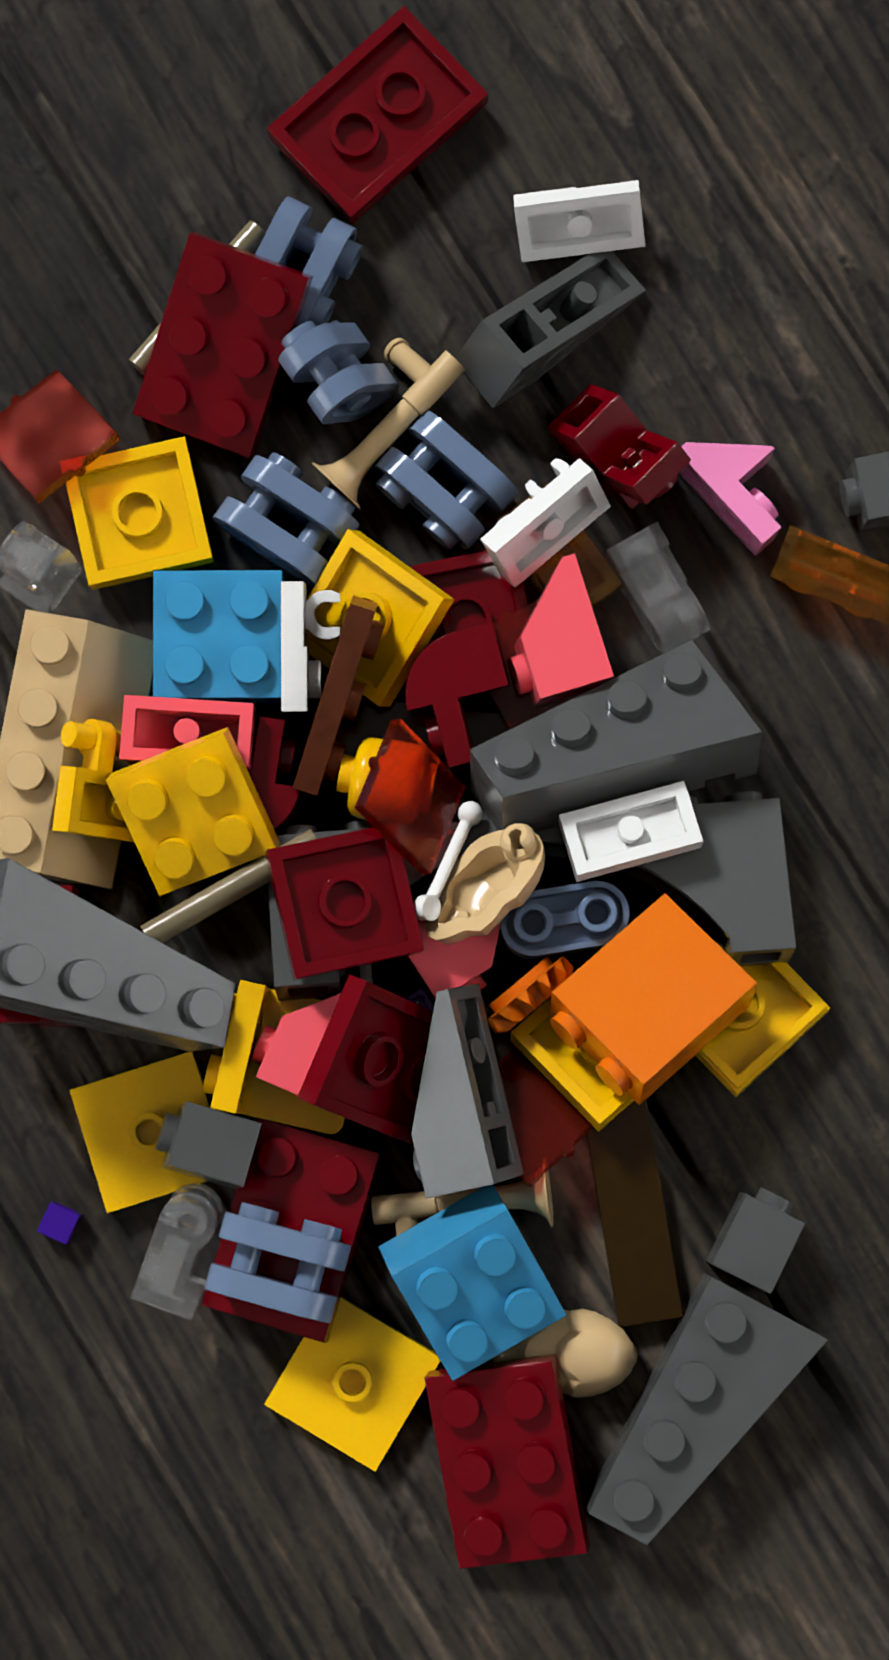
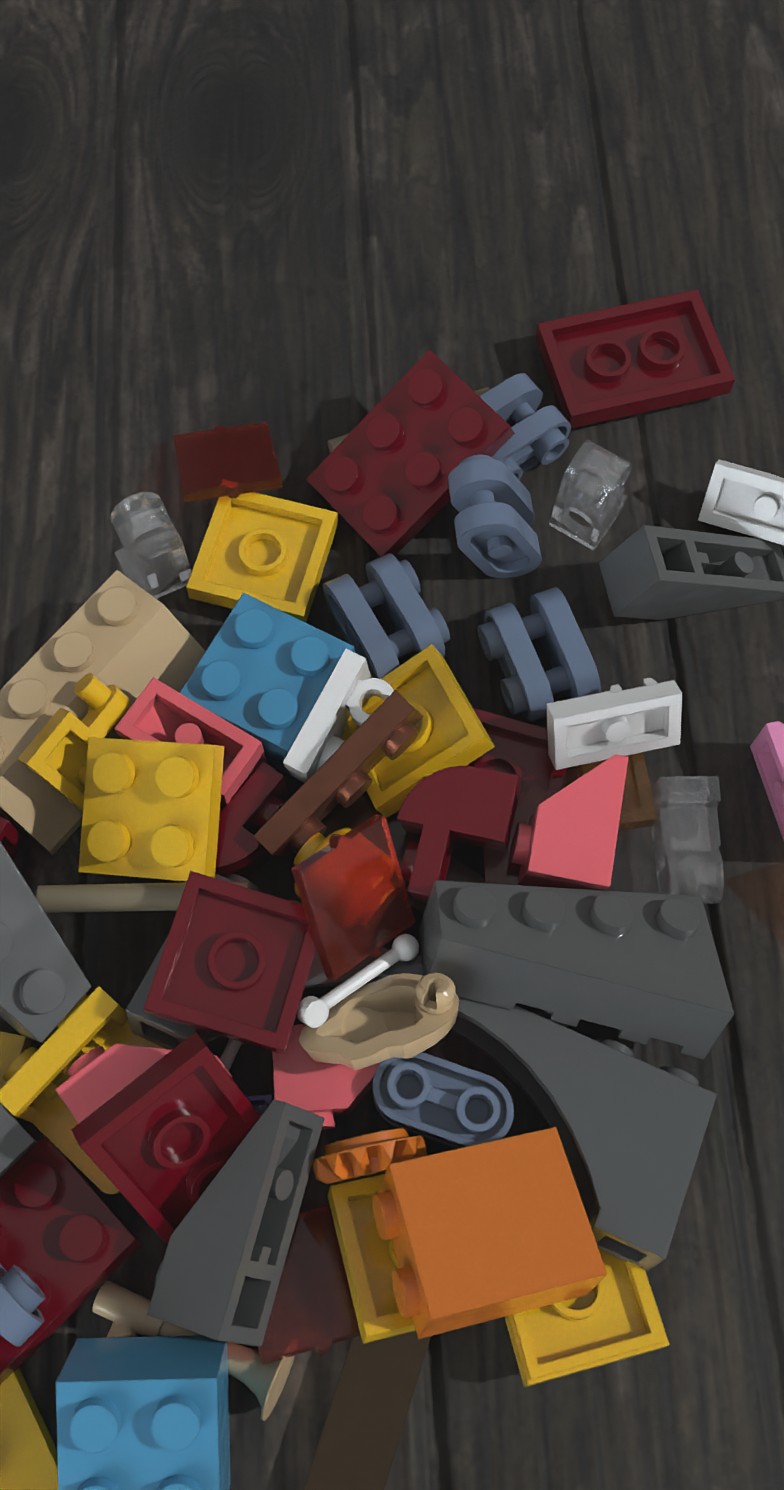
camera: 30 degrees right, 15 degrees down
(413, 298) = (592, 490): none -> clear leg
(428, 387) = (564, 570): tan piece -> none
(613, 442) = (714, 702): dark red brick -> none
(630, 831) = (552, 1045): white plate -> none

